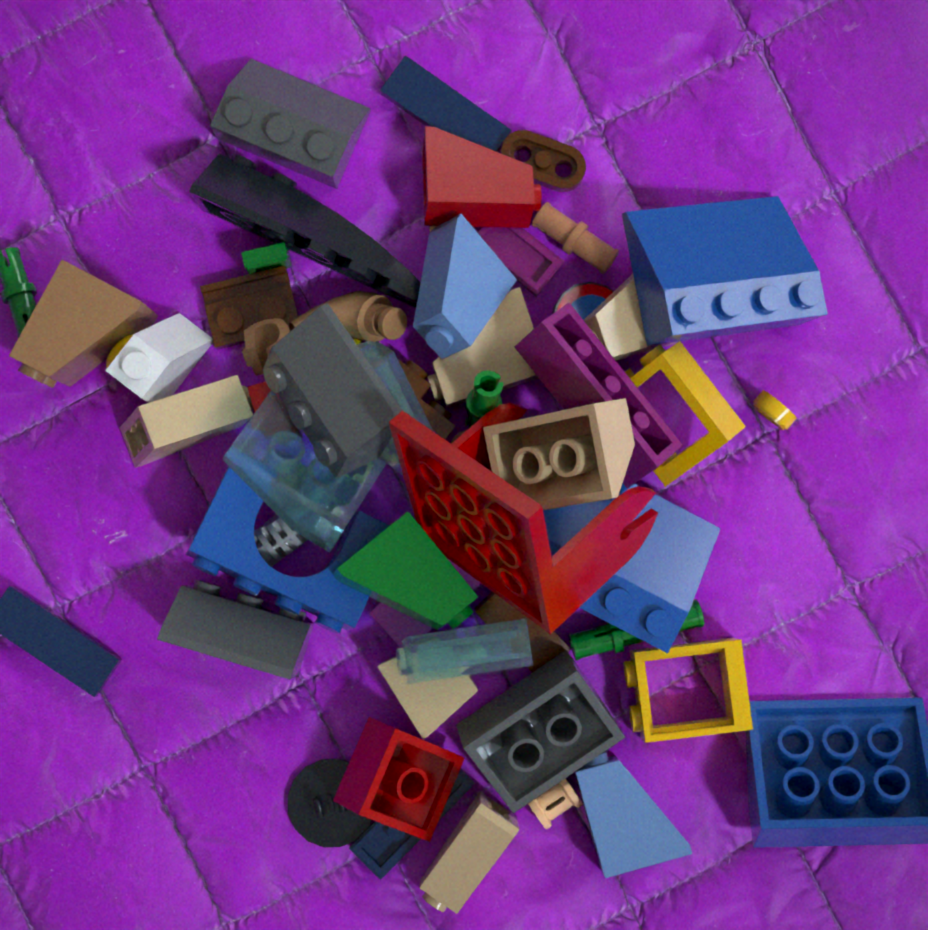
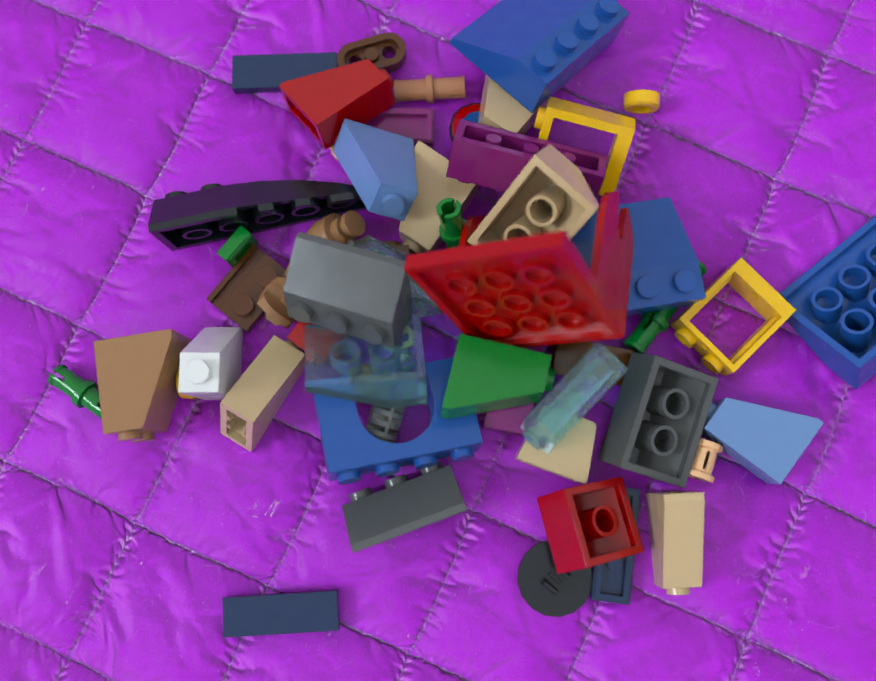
camera: 30 degrees left, 5 degrees down
(290, 122) = (188, 153): dark grey slope -> none

